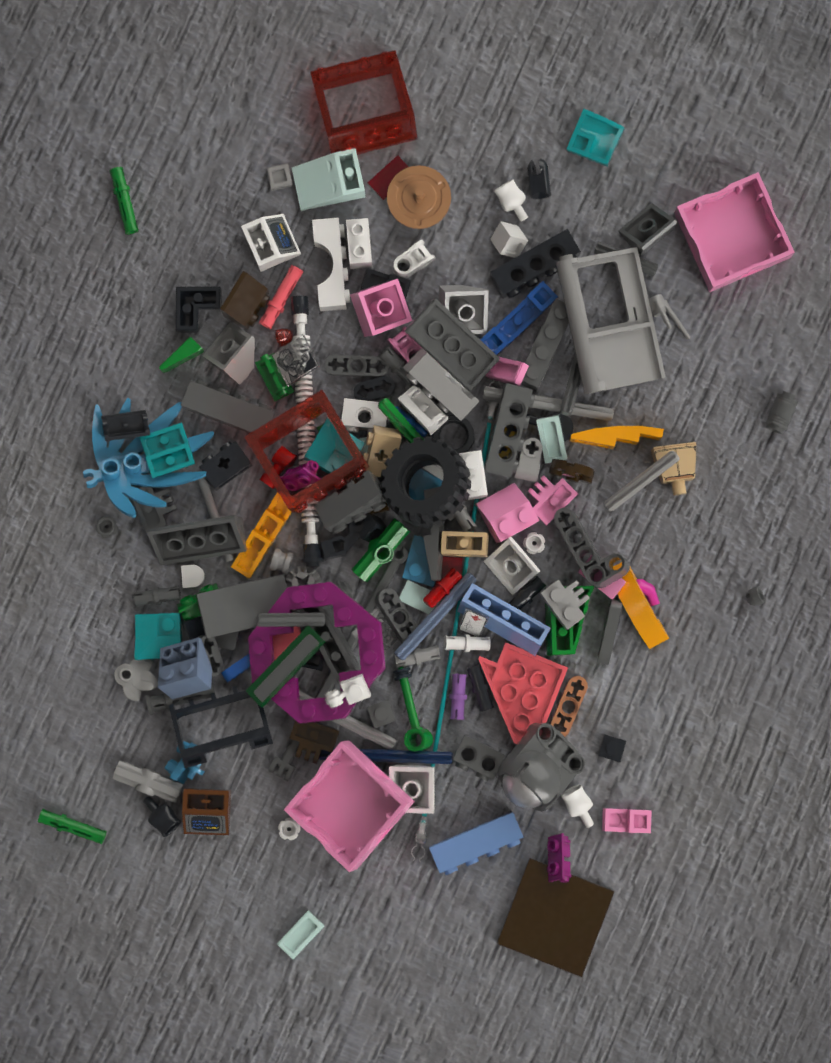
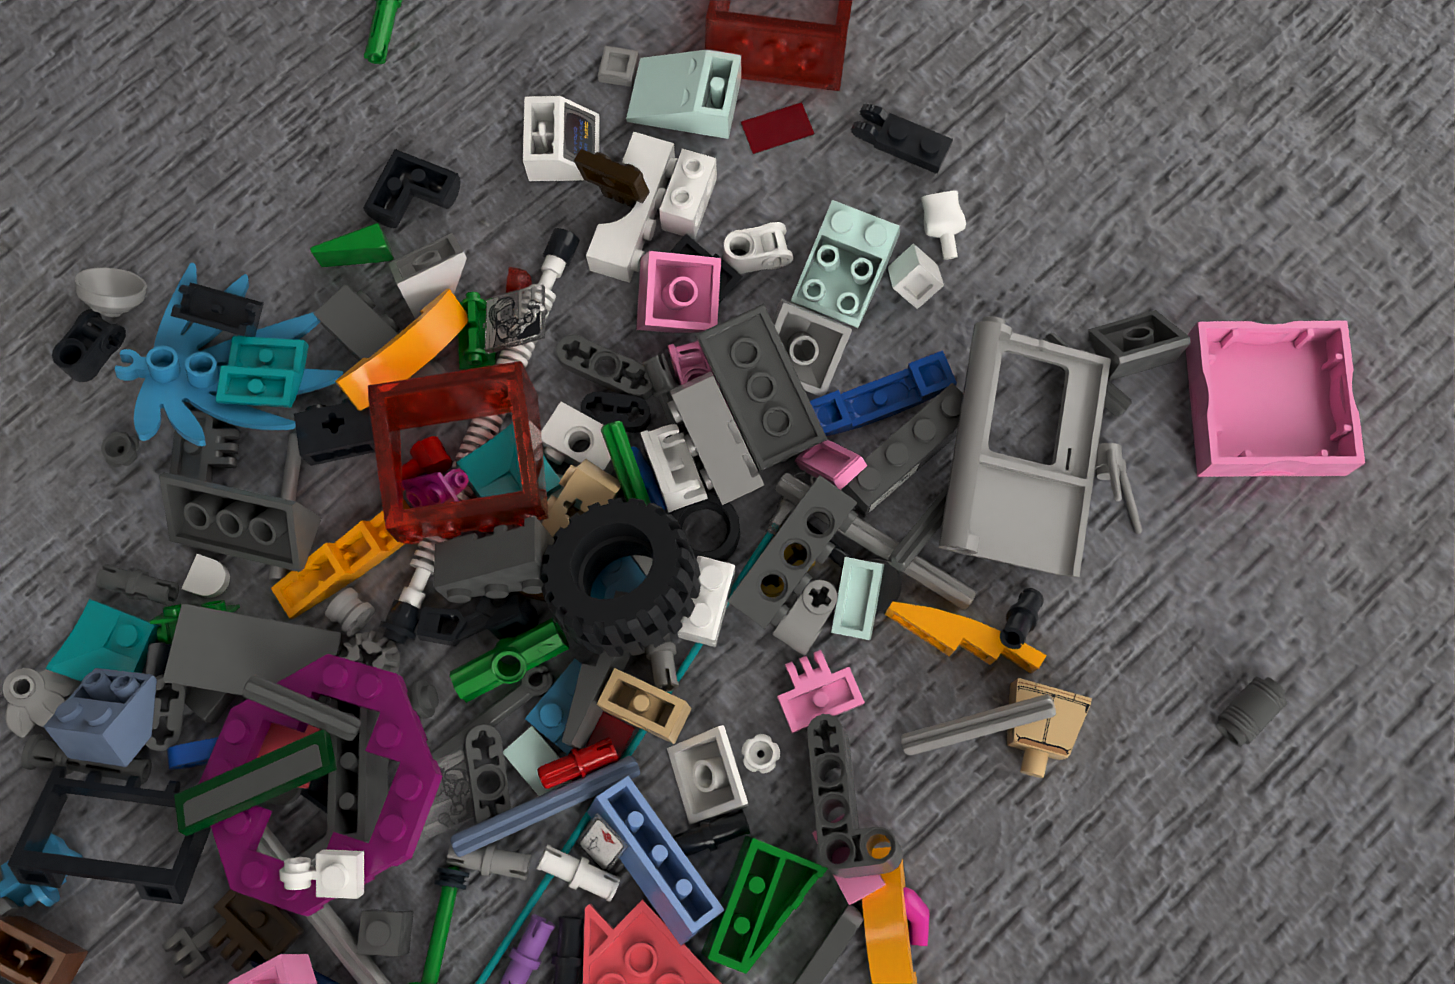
camera: 25 degrees right, 10 degrees down
(54, 438) = (110, 290): none -> light grey piece
(57, 471) = (89, 344): none -> black piece
(245, 301) = (481, 204): dark brown slope -> none
(248, 406) = (407, 350): none -> light orange slope
(277, 303) = (530, 232): coral pin -> none
(319, 255) = (615, 180): none -> dark brown hinge
(419, 197) = (805, 164): medium nougat piece -> none
(467, 251) = (846, 264): none -> light aqua slope
(468, 155) = (902, 138): none -> black hinge
(507, 513) = (736, 685): bright pink slope -> none
(508, 287) = (919, 316): black brick -> none
(539, 183) = (993, 213): black piece -> none
(564, 602) = (766, 876): light grey hinge -> none
(573, 472) = (871, 663): dark brown plate -> none
(595, 137) = (1105, 183): teal plate -> none
(643, 414) = (1021, 618): none -> black pin

